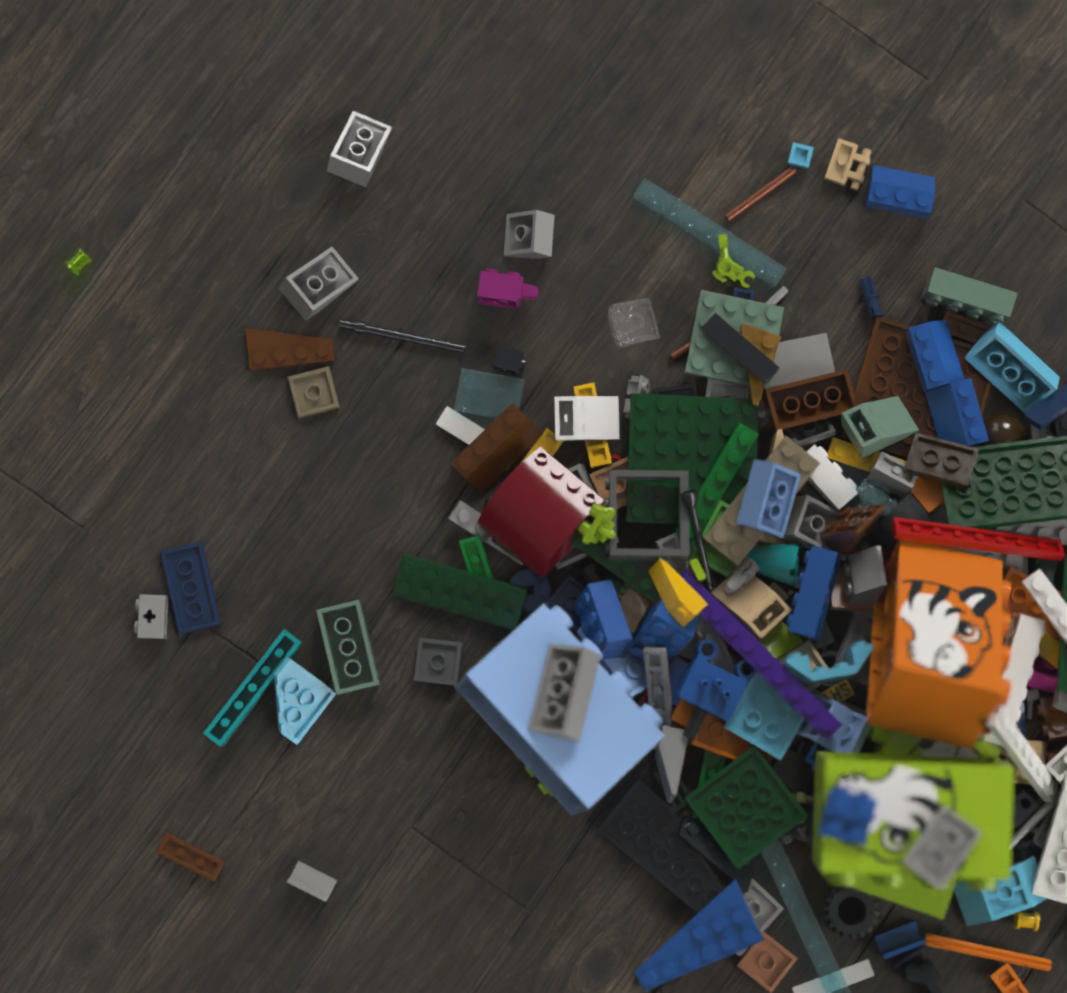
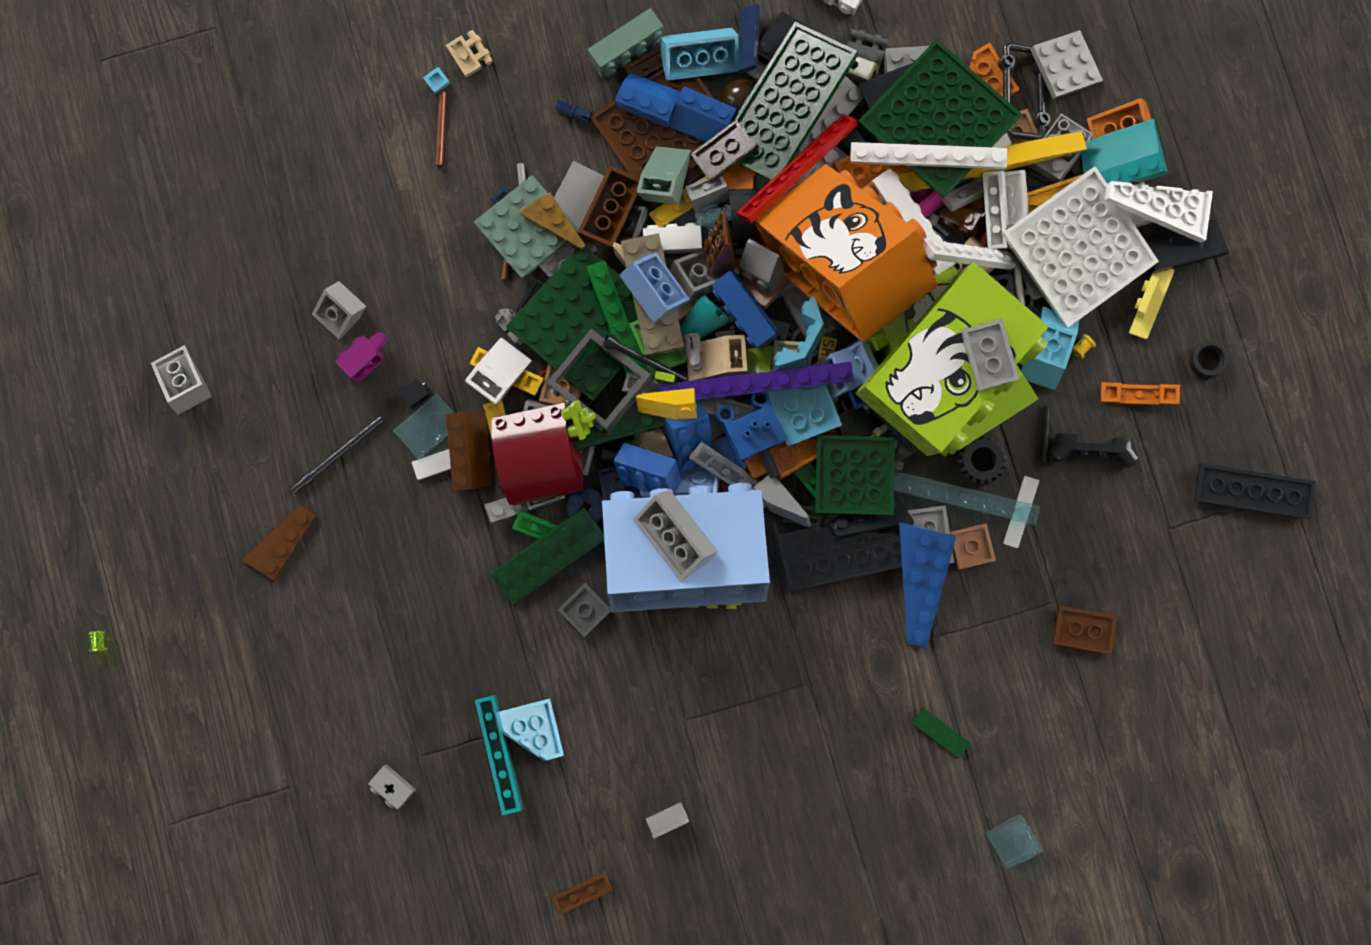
camera: 45 degrees left, 0 degrees up
(190, 588) = (393, 744): dark blue tile -> none
(313, 392) = (326, 547): dark tan tile -> none
(318, 283) = (251, 483): light grey slope -> none
(348, 647) = (524, 664): sand green brick -> none
(633, 322) = (458, 286): clear slope -> none
(708, 231) = (439, 184): clear light blue plate -> none
(727, 267) = (472, 191): lime piece -> none
(740, 348) = (535, 226): black tile -> none
(847, 815) = (916, 402): blue plate -> none
(898, 939) = (1028, 444): blue panel -> none
(900, 192) = (518, 33): blue slope -> none
(988, 952) = (1083, 390): orange axle -> none

